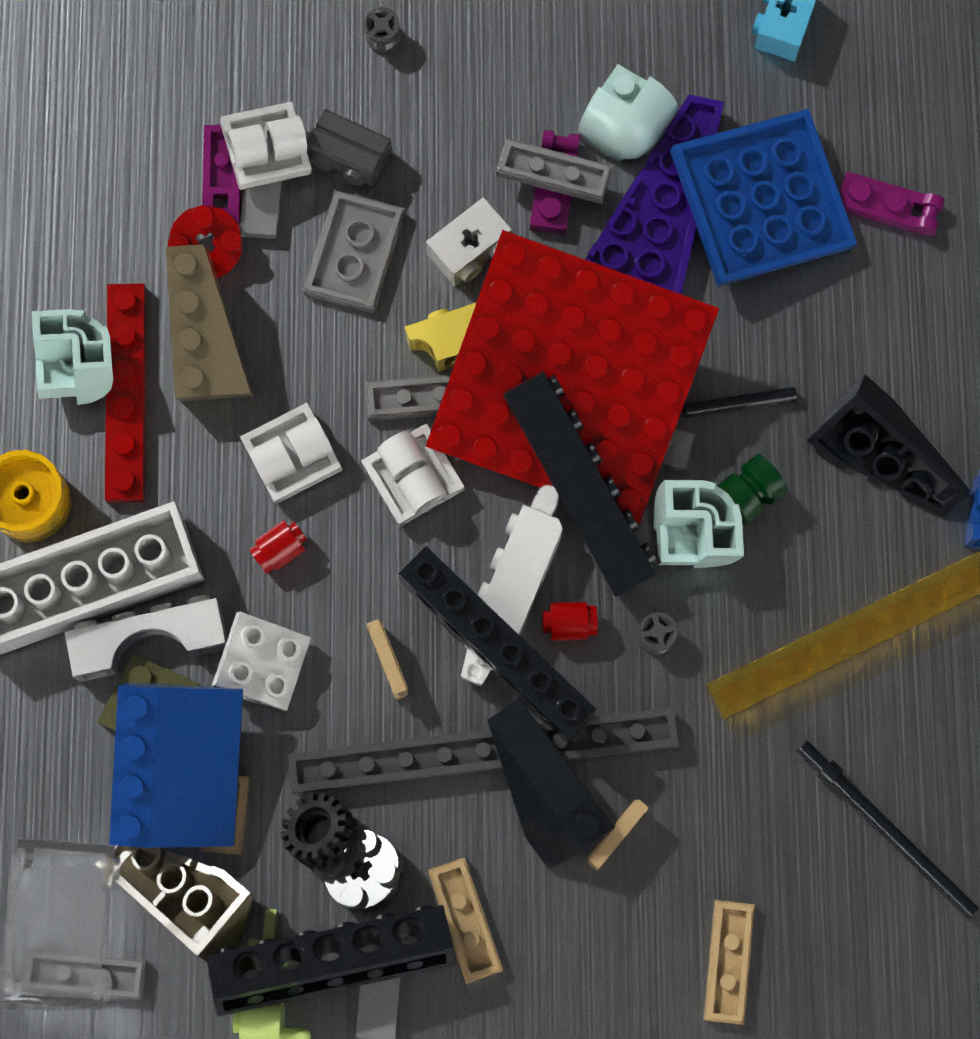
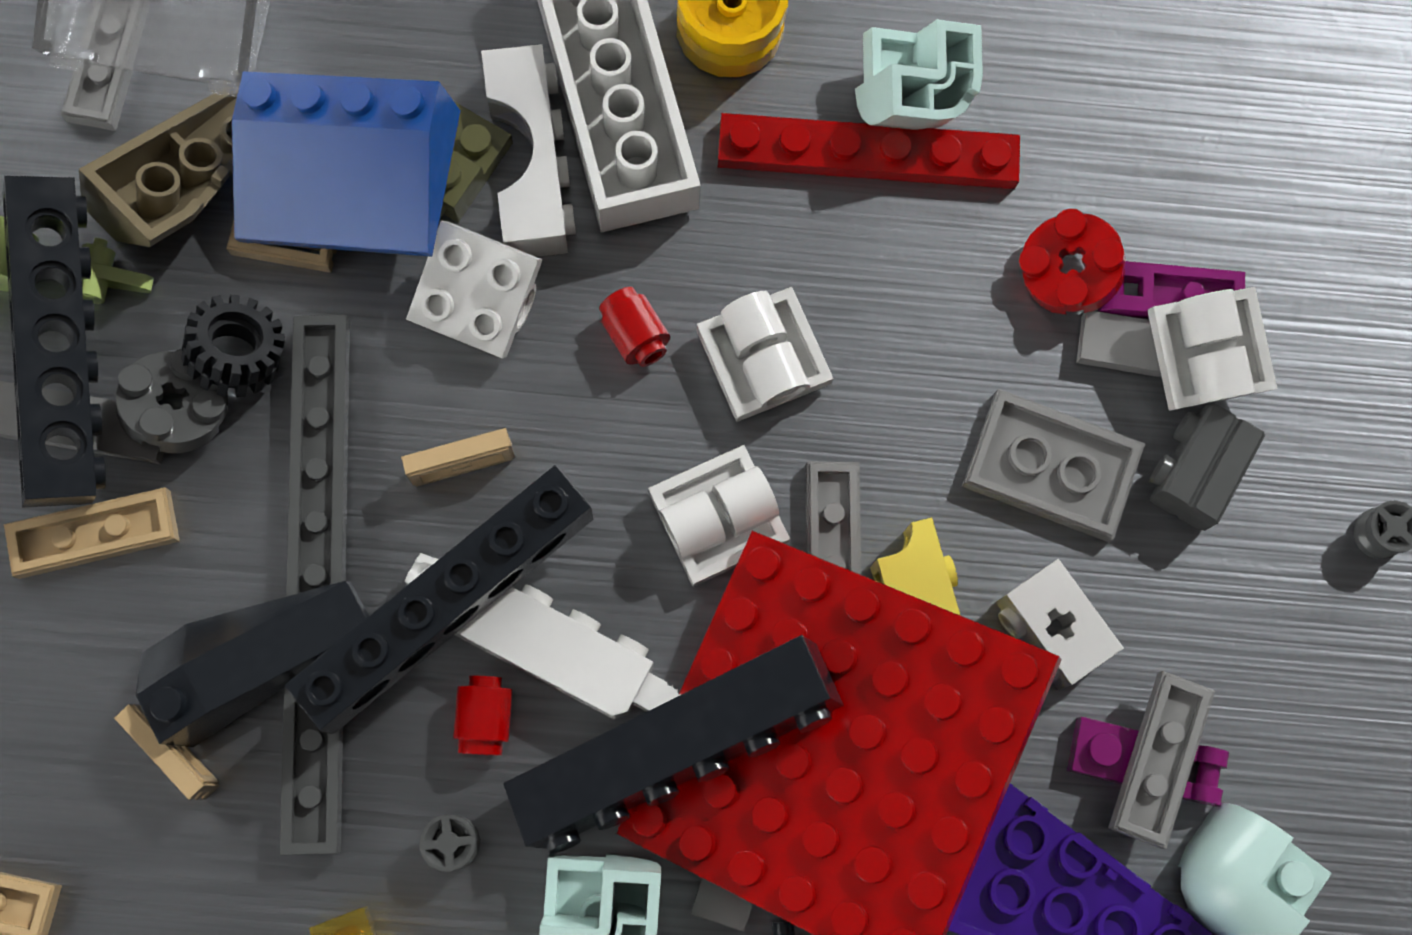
camera: 85 degrees right, 0 degrees up
(202, 334) = (945, 241): dark tan wedge -> none

